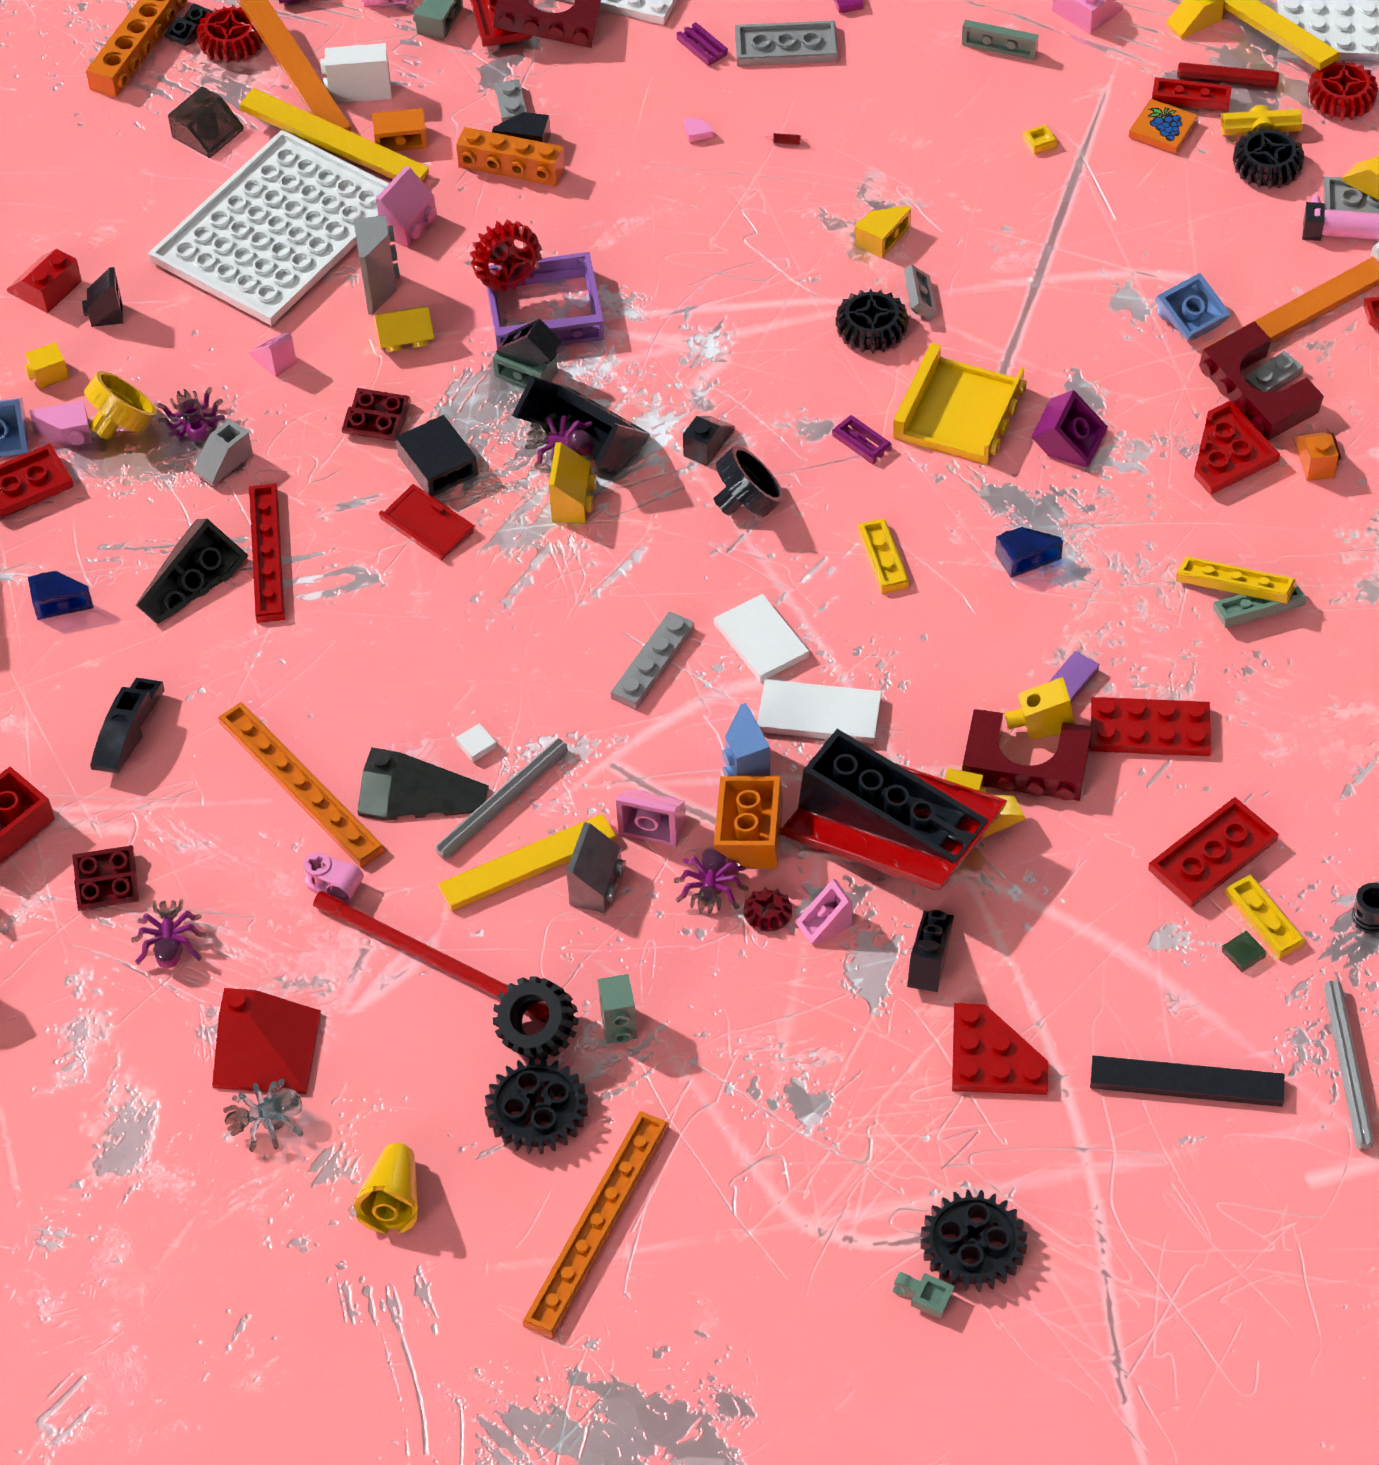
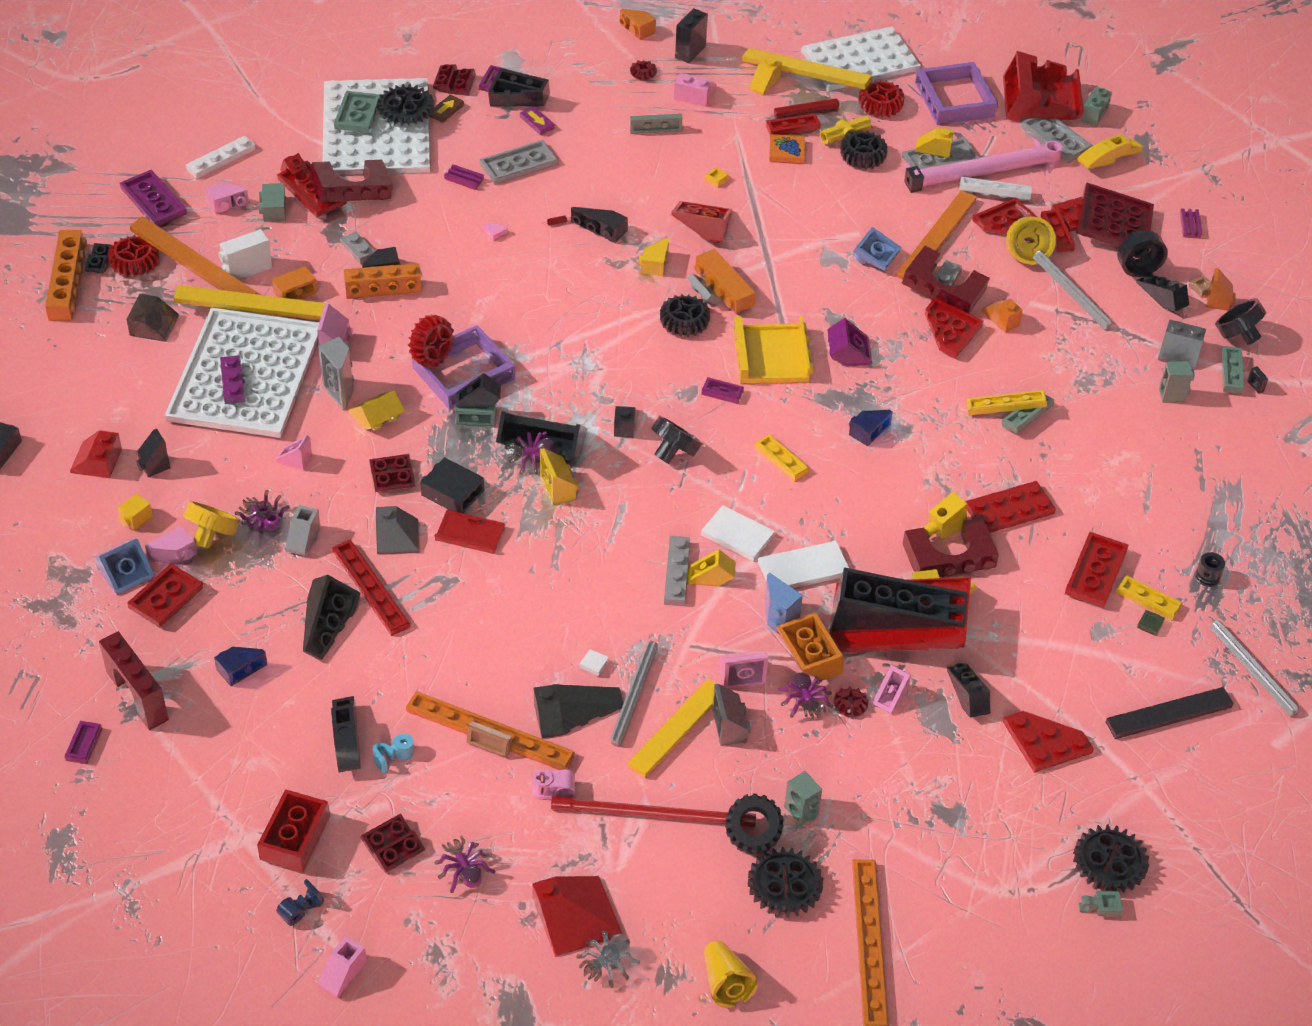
camera: 30 degrees left, 5 degrees down
(182, 764) = (401, 747): none -> medium azure leg
(250, 231) = (232, 379): none -> magenta plate
(288, 793) = (489, 739): none -> nougat tile
(335, 491) = (396, 531): none -> dark grey slope
(694, 675) = (712, 569): none -> yellow slope
(844, 160) = (601, 222): none -> black slope
(952, 289) = (725, 281): none -> orange brick
(979, 193) = (705, 220): none -> red slope
(1077, 673) = (943, 488): medium lavender tile -> none

